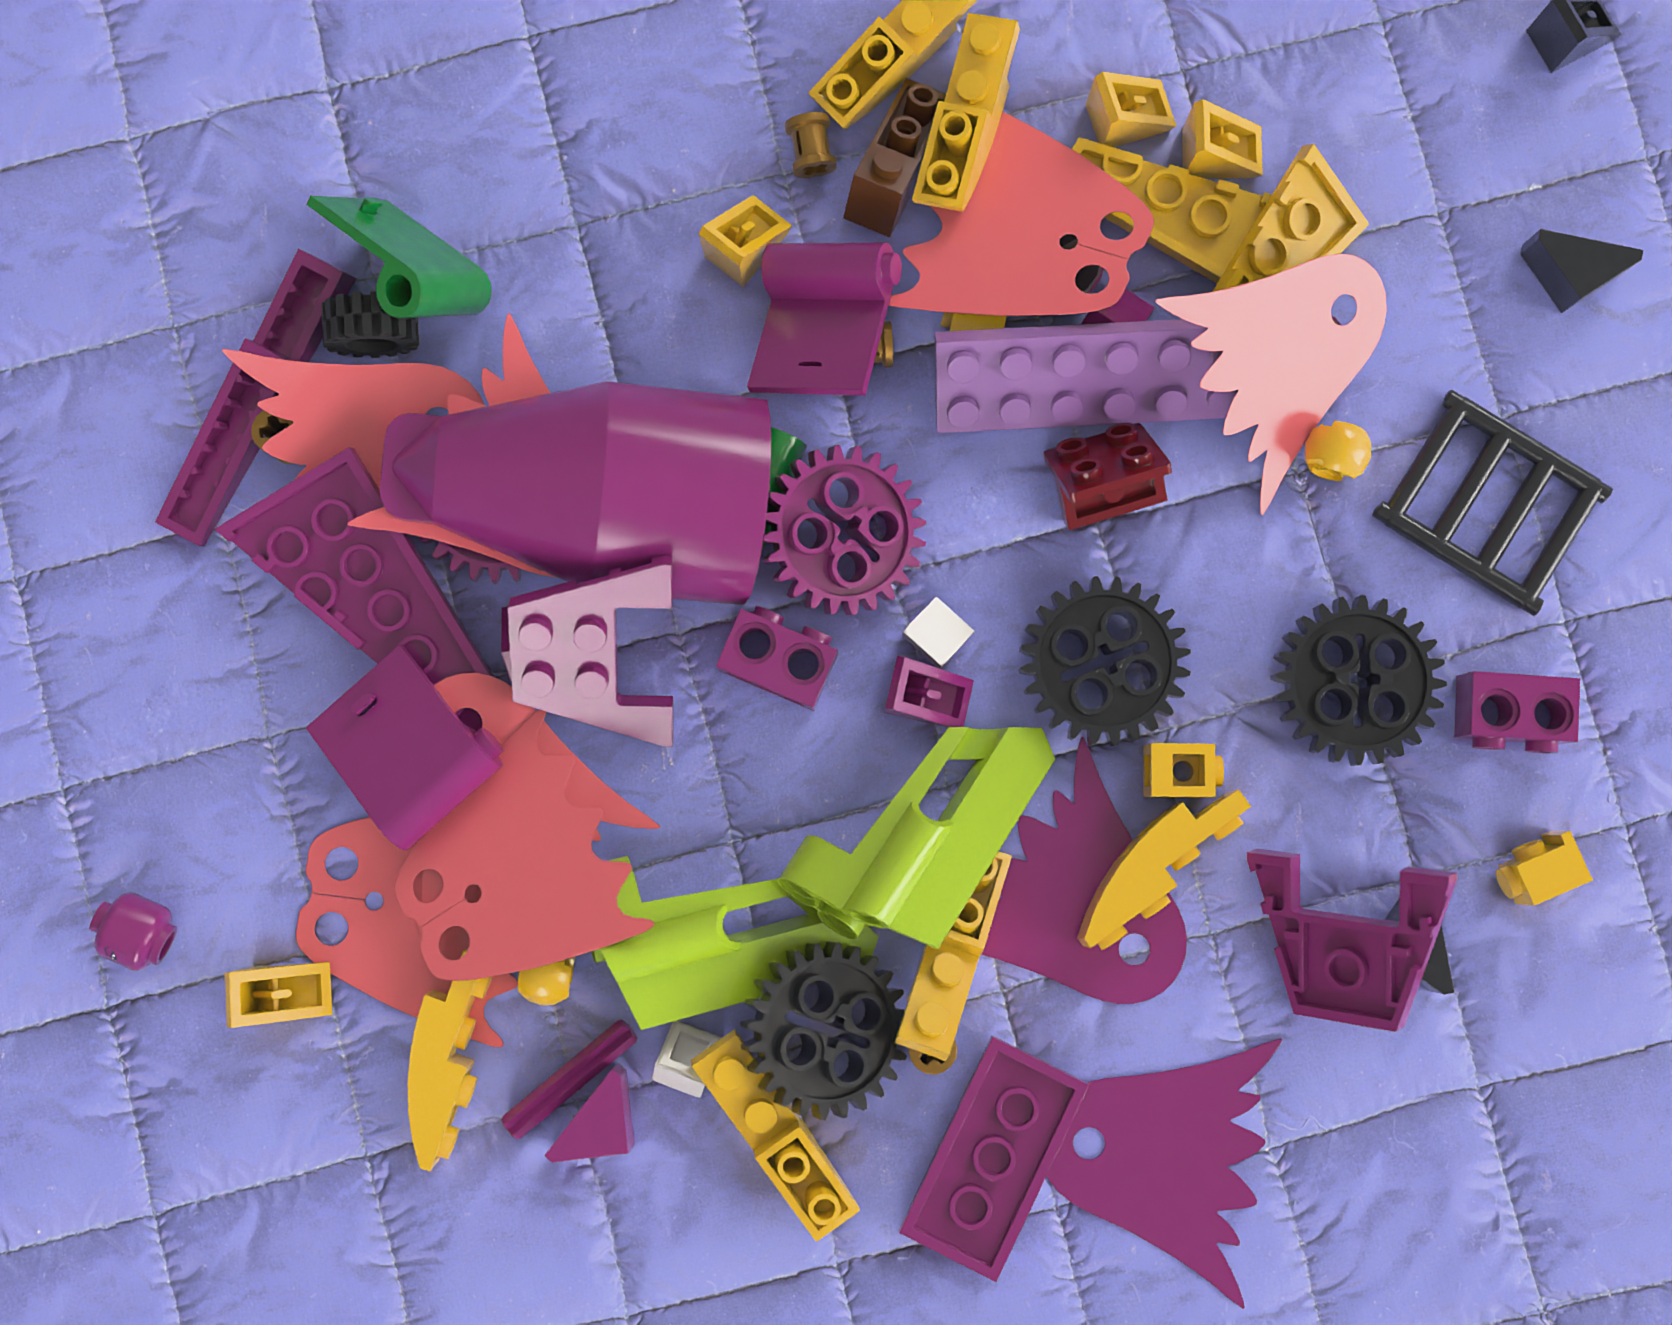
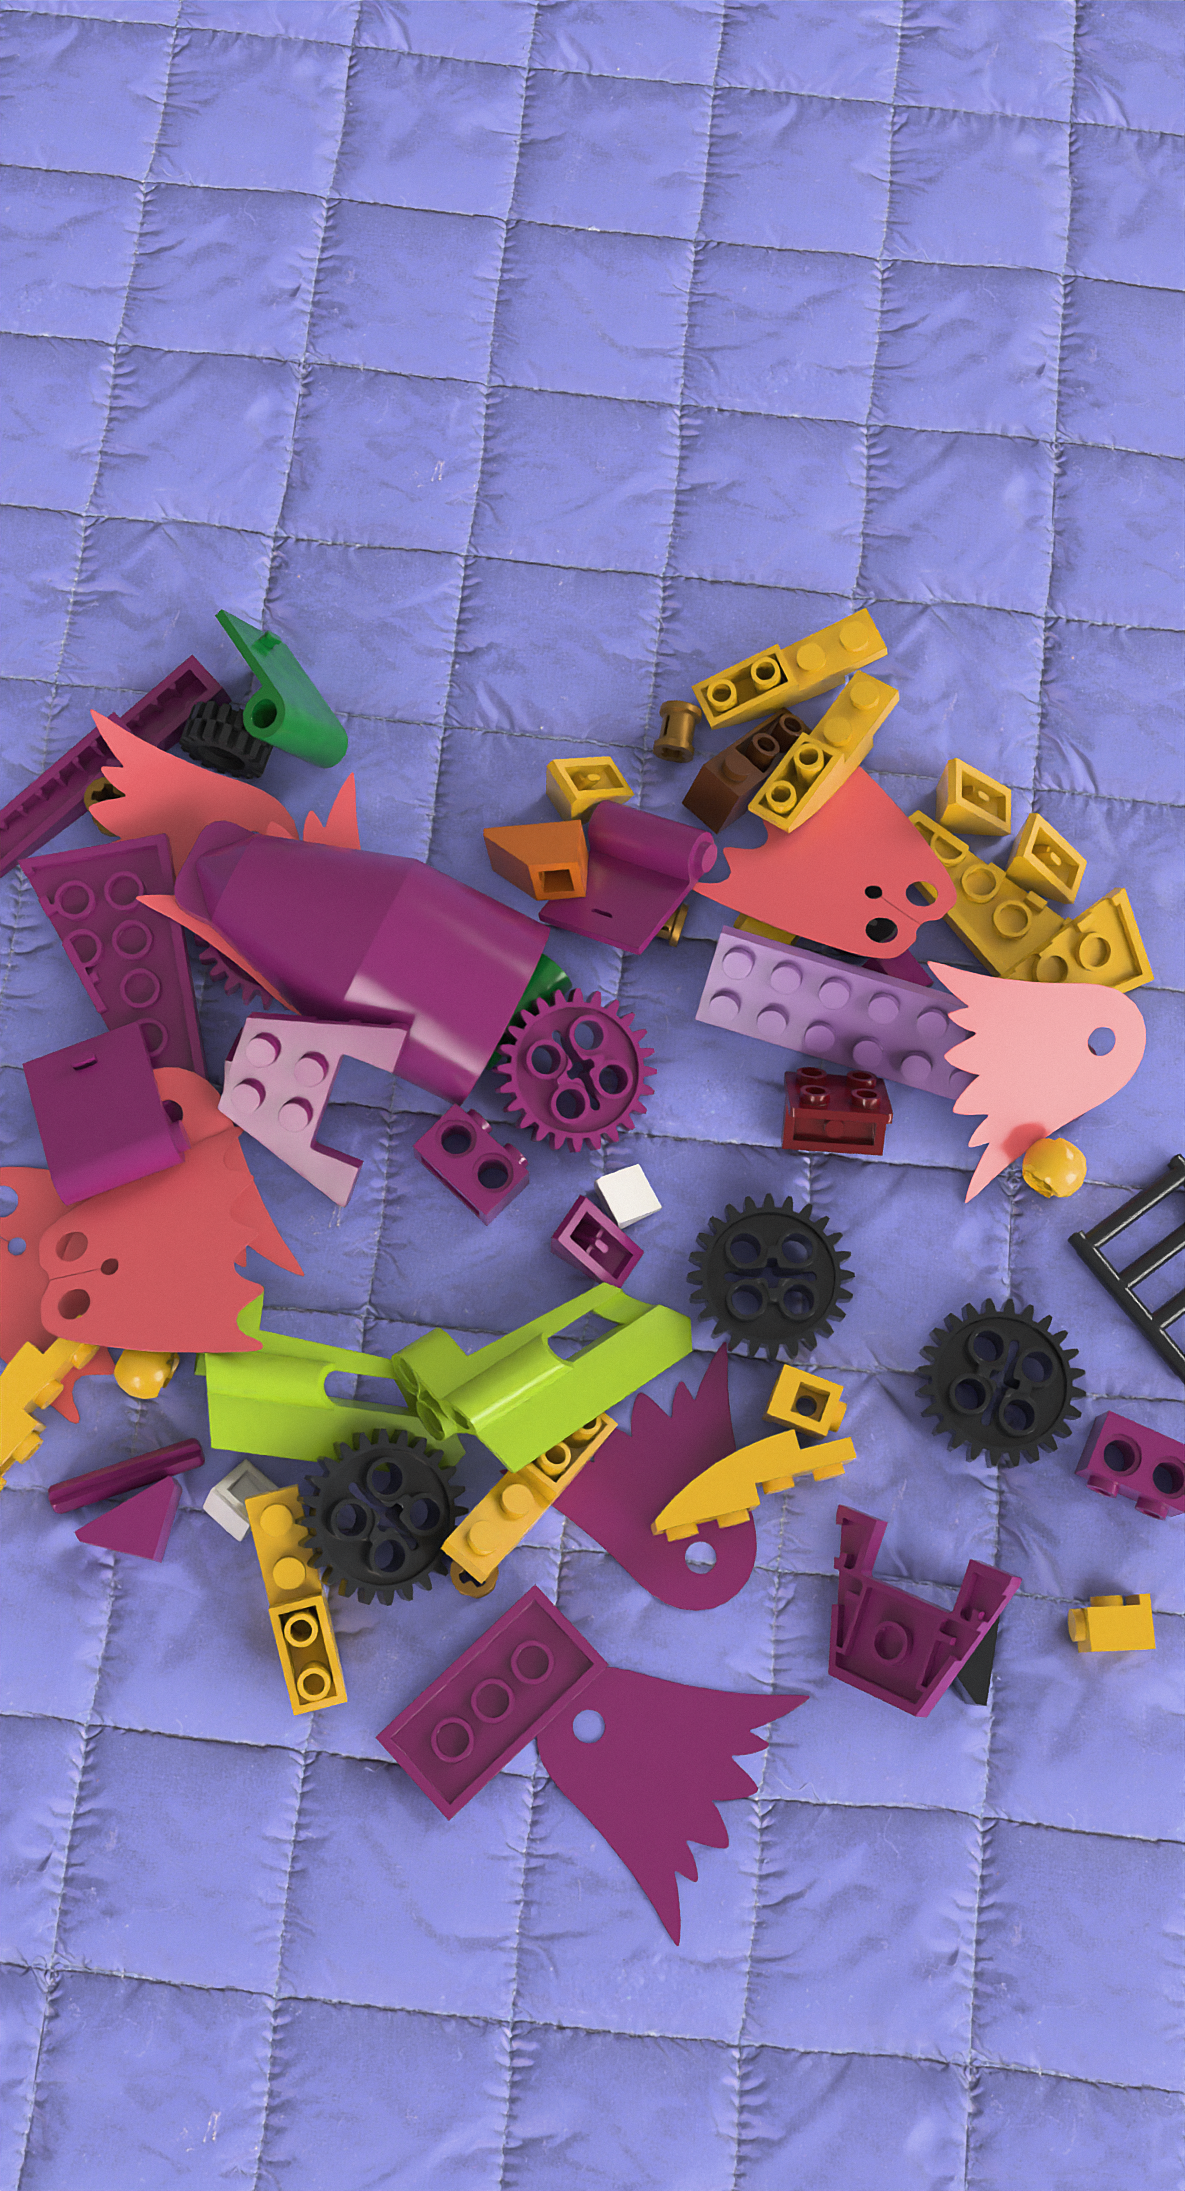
camera: 10 degrees right, 10 degrees down
(728, 329) = (541, 858): none -> orange slope

